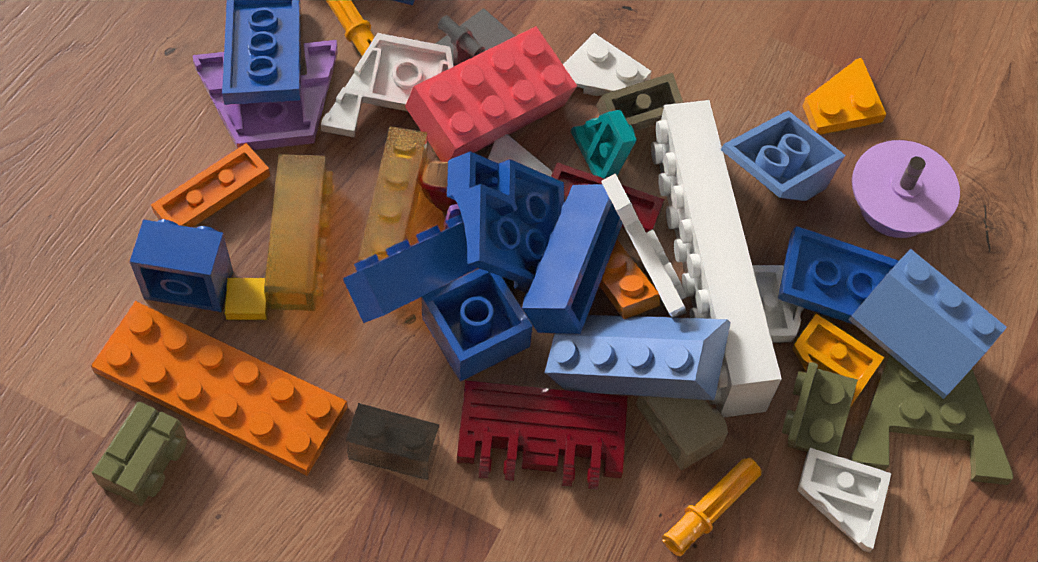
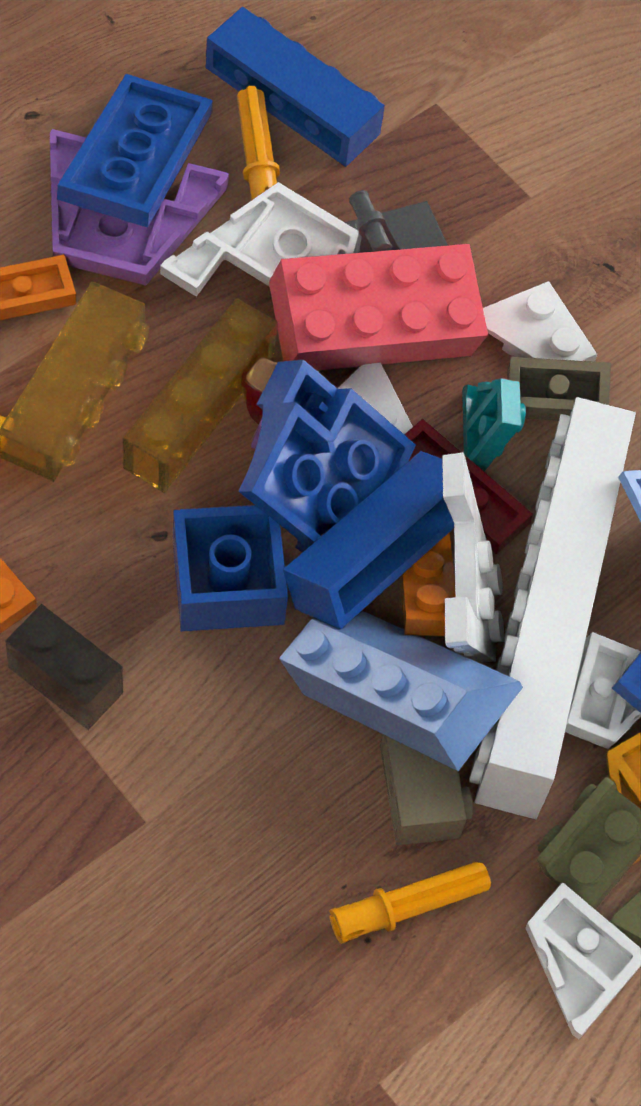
camera: 20 degrees right, 0 degrees up
(409, 270) = (169, 474): blue brick -> none
(543, 426) = (250, 725): dark red hinge -> none

